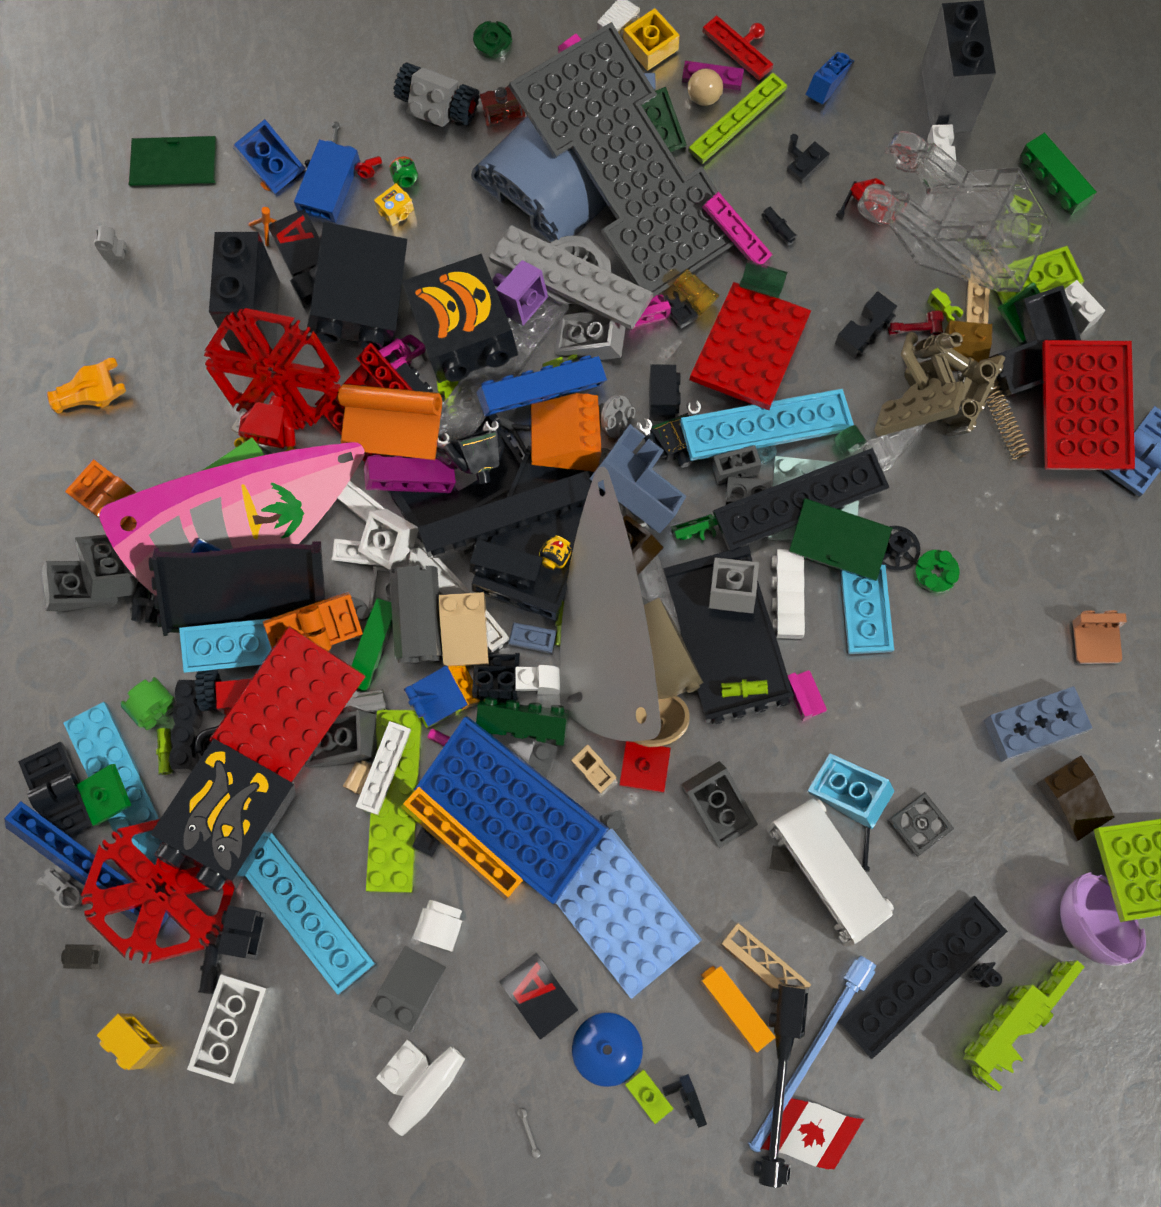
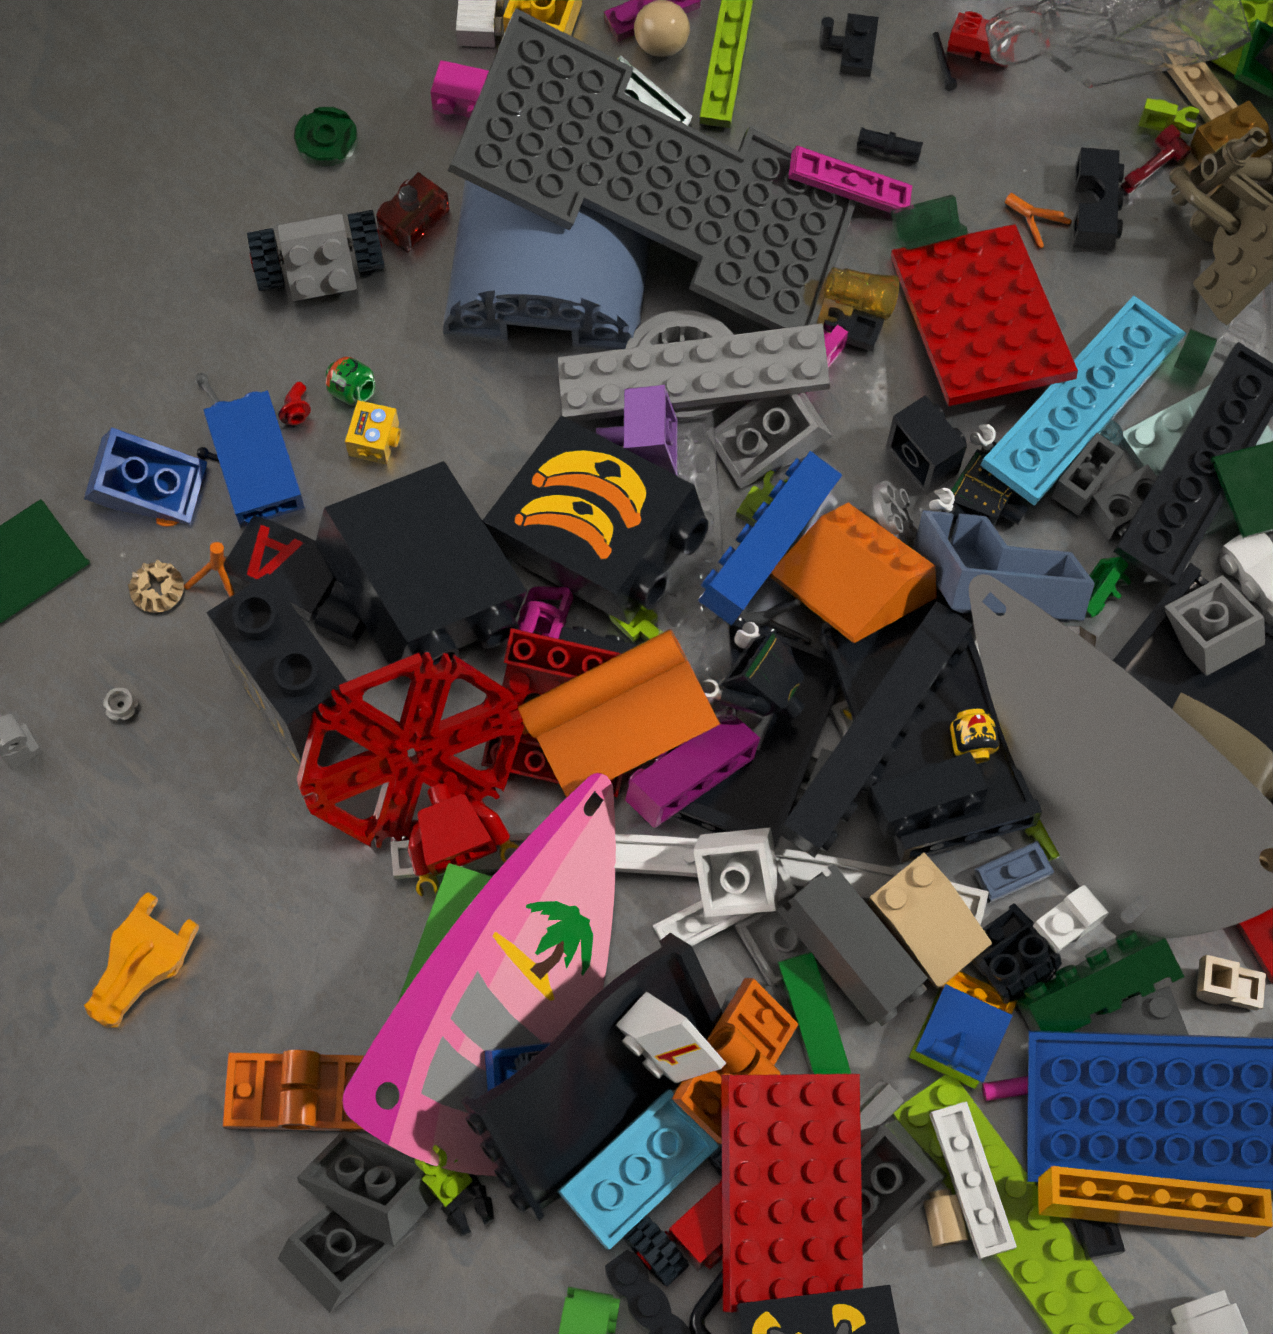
camera: 40 degrees left, 5 degrees down
(135, 588) = (443, 1182): none -> lime plate
(170, 257) = (116, 696): none -> white plate
(240, 220) = (150, 600): none -> tan gear
(278, 591) = (667, 1041): none -> white slope
(826, 310) = (1030, 212): none -> orange plant

